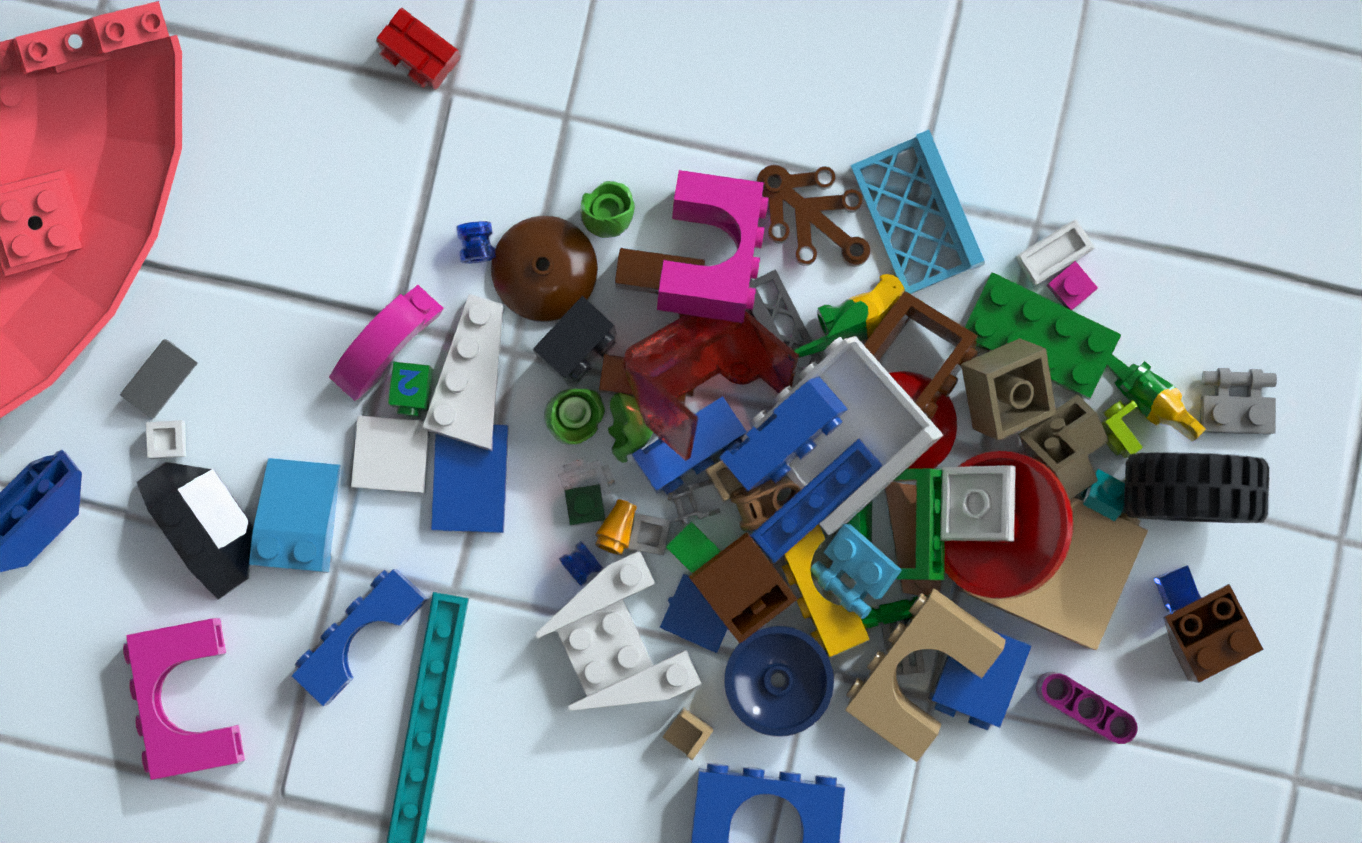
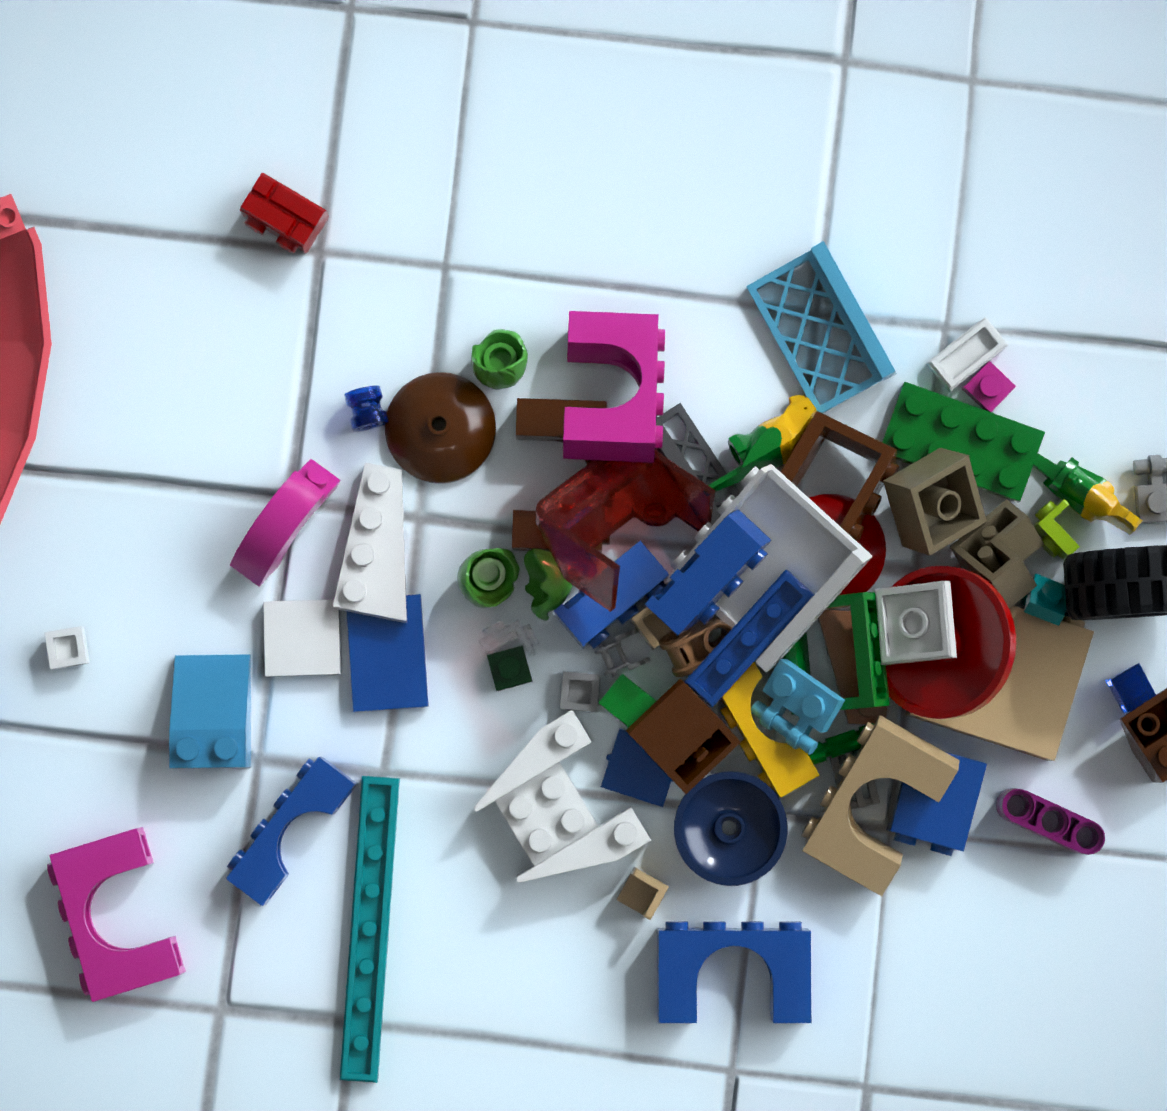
camera: 10 degrees left, 0 degrees up
(158, 378) = (52, 585): dark grey slope -> none
(201, 523) = (113, 731): black wedge -> none
(410, 388) = (315, 567): green brick -> none
(576, 342) = (483, 500): black brick -> none
(580, 563) = (512, 729): clear blue wheel -> none
(616, 529) = (545, 689): light orange cone -> none
(808, 211) = (708, 339): reddish brown plant -> none

